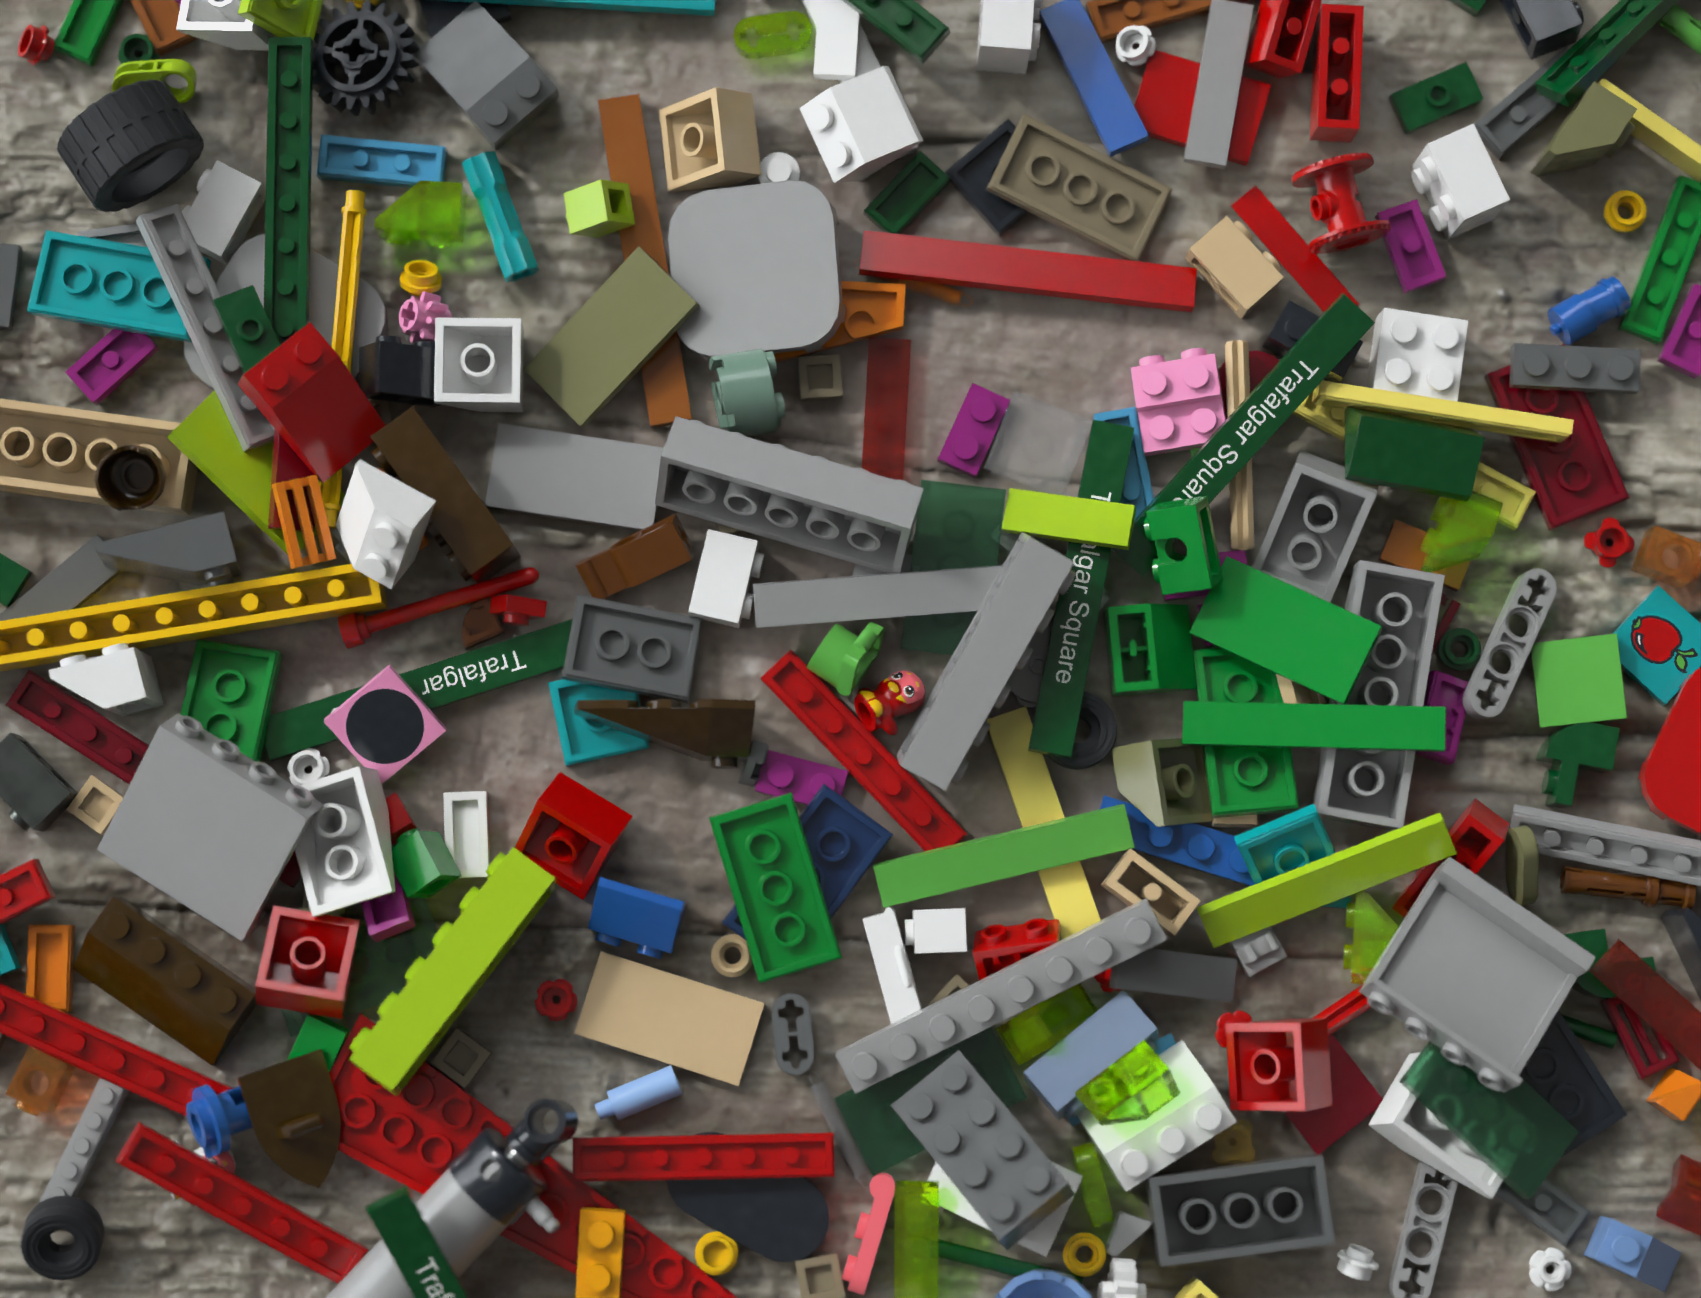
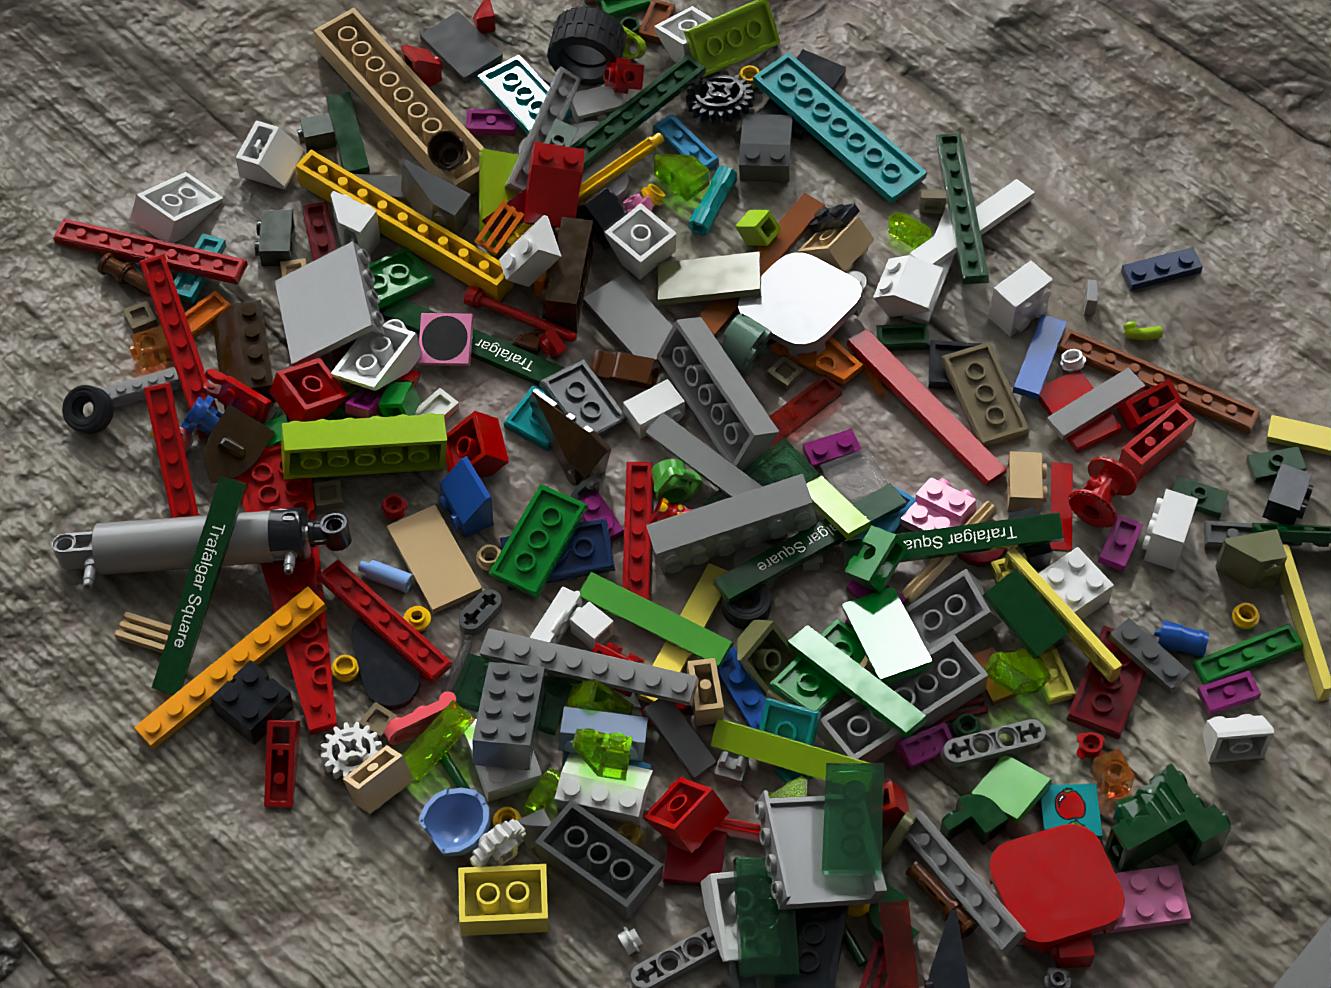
camera: 50 degrees right, 25 degrees down
(224, 1050) = (236, 394): none -> red hinge
(227, 149) = (623, 75): none -> red brick
(677, 109) = (833, 217): none -> black plate
(739, 1100) = (421, 624): none -> yellow plate
(1149, 649) = (814, 594): green slope -> none
(1486, 910) = (853, 819): none -> clear green tile

